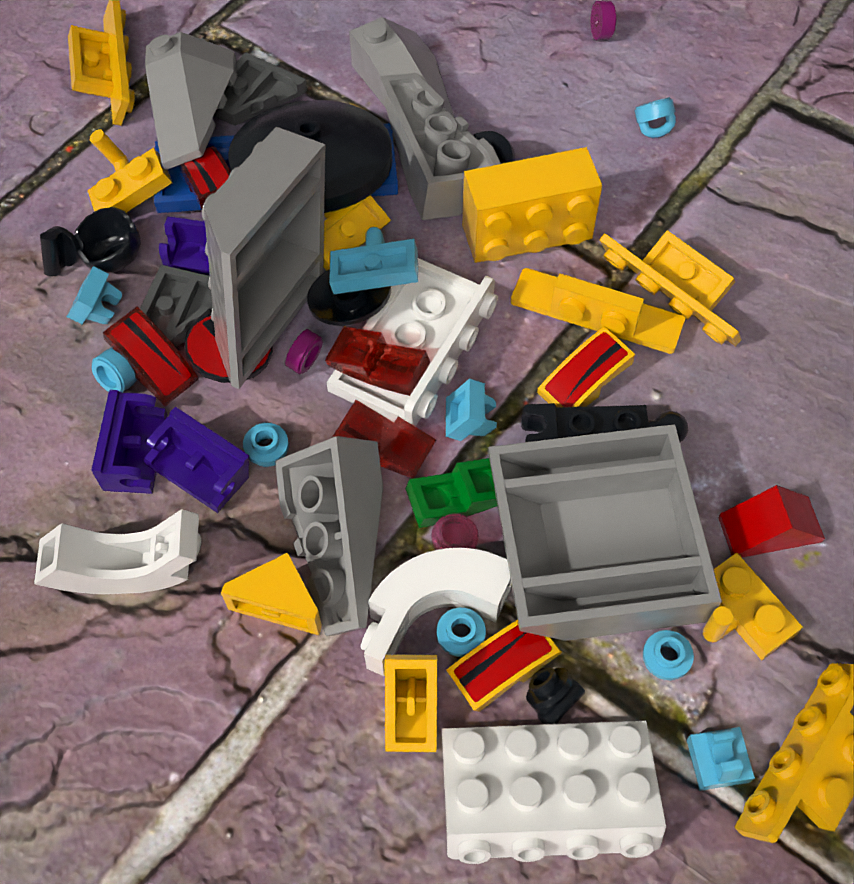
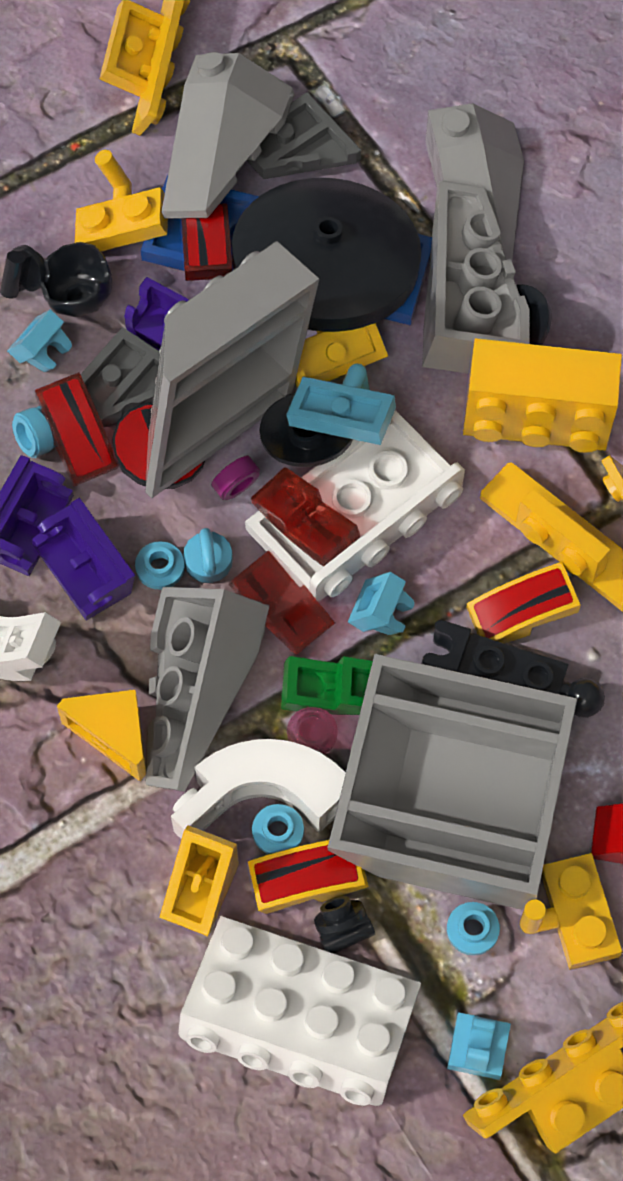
camera: 20 degrees right, 5 degrees up
(304, 423) = (208, 556): none -> medium azure tile

